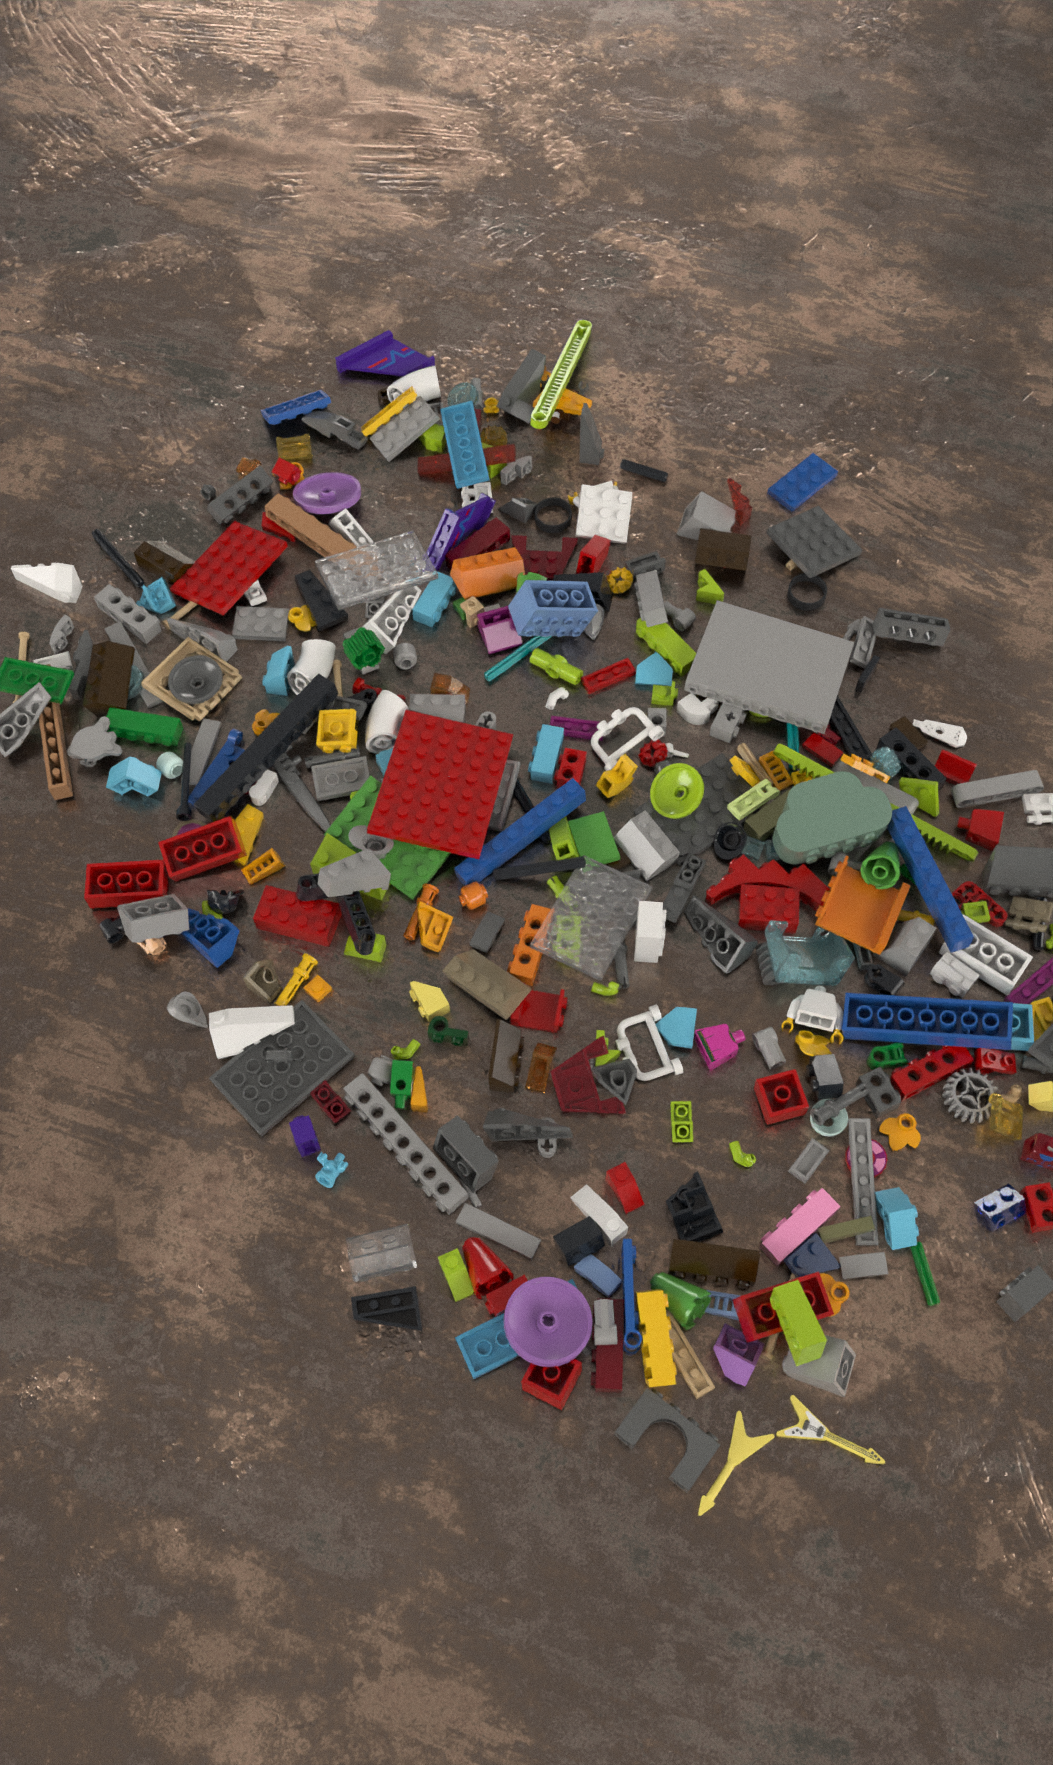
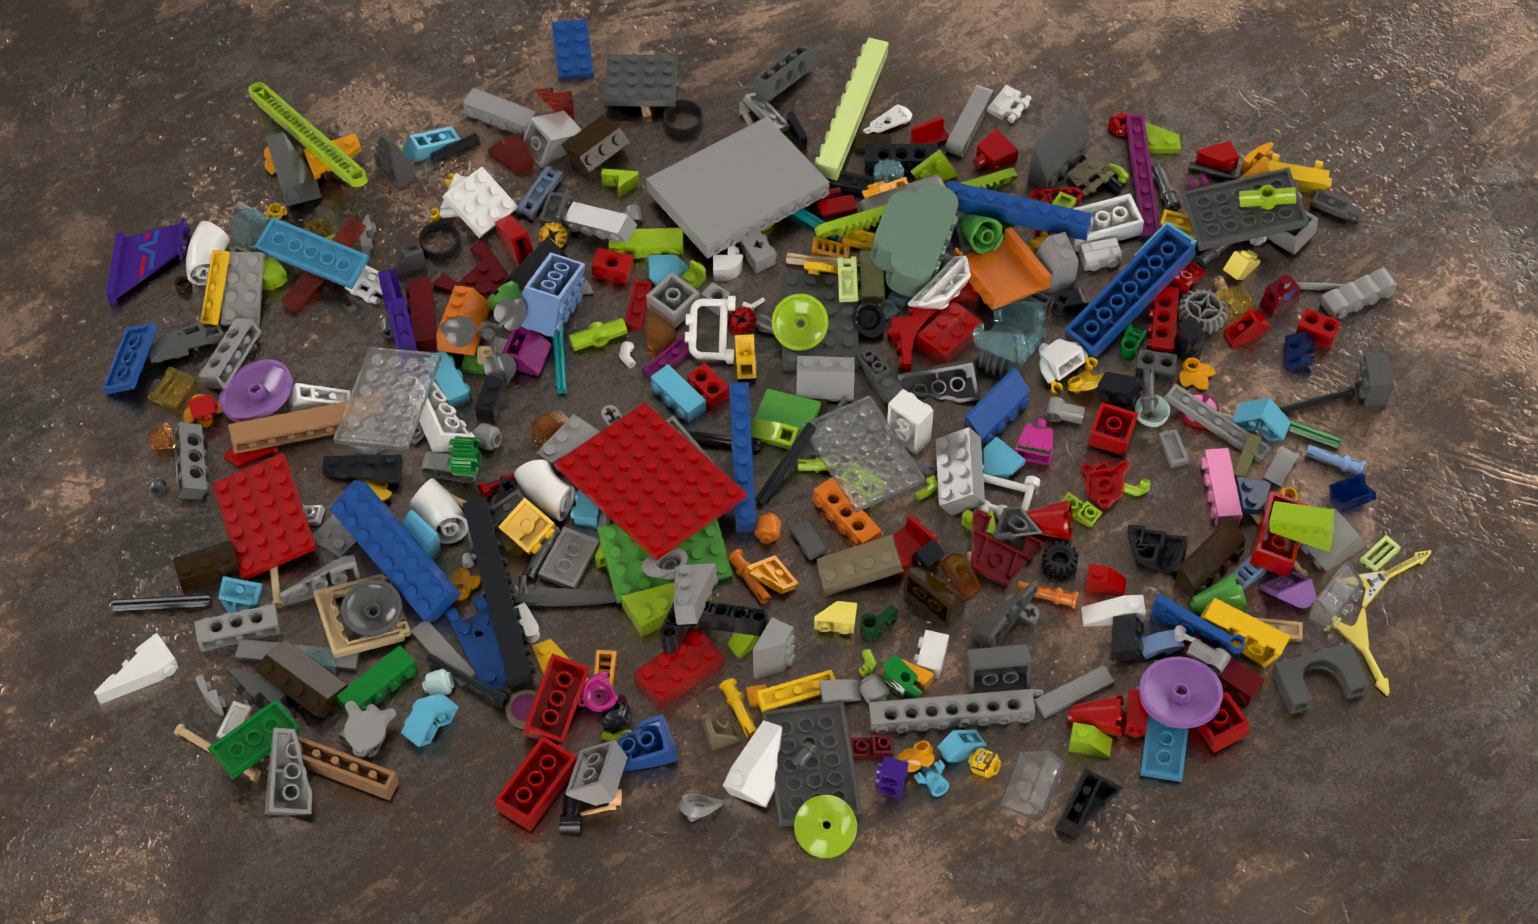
camera: 55 degrees left, 5 degrees down
(228, 872) = (598, 686): none -> dark pink hair
(240, 1115) = (821, 841): none -> lime dish
(253, 662) = (395, 551): none -> blue brick
(338, 1012) = (792, 691): none -> yellow plate
(343, 1143) = (918, 756): none -> light orange plate
(346, 458) = (230, 353): none -> light grey brick
(353, 968) = (773, 649): none -> light grey slope
(360, 1044) = (839, 690): none -> light grey slope
(374, 1201) = (984, 763): none -> yellow head
(379, 1171) = (960, 745): none -> medium azure slope
(439, 636) = (490, 399): none -> black brick
(448, 1093) = (932, 652): none -> white brick
(500, 590) = (508, 313): none -> dark grey plant
(538, 1029) = (928, 555): none -> black brick
(580, 1158) = (1057, 595): none -> orange pin
(590, 703) = (658, 333): none -> clear orange slope
(609, 1145) = (1059, 569): none -> black tyre
(613, 1285) = (1180, 634): none -> white hand
(622, 447) = (421, 145): none -> medium azure slope
(627, 691) = (672, 299): none -> light grey brick
(633, 640) = (612, 265): none -> red brick
(636, 1001) = (960, 471): none -> light grey brick
(648, 545) = (538, 192): none -> sand blue plate
(649, 1106) = (1054, 520): none -> red cone
(671, 507) = (512, 153): none -> clear red slope
(697, 470) = (497, 111): none -> light grey brick
(723, 991) = (998, 407): none -> blue slope
(724, 1125) = (1105, 484): none -> red tile
(759, 1403) = (1336, 598): none -> clear slope
(799, 871) = (943, 285): none -> white wedge
(825, 1420) = (1370, 564): none -> yellowish green tile
(886, 1347) = (1351, 492): none -> clear blue bracket
(915, 1321) = (1344, 463): none -> light blue pin
(924, 696) = (852, 108): none -> yellowish green brick
(926, 1102) = (1189, 339): none -> black brick
(960, 1253) = (1319, 400): none -> black bar
(986, 1144) = (1247, 327): none -> red slope

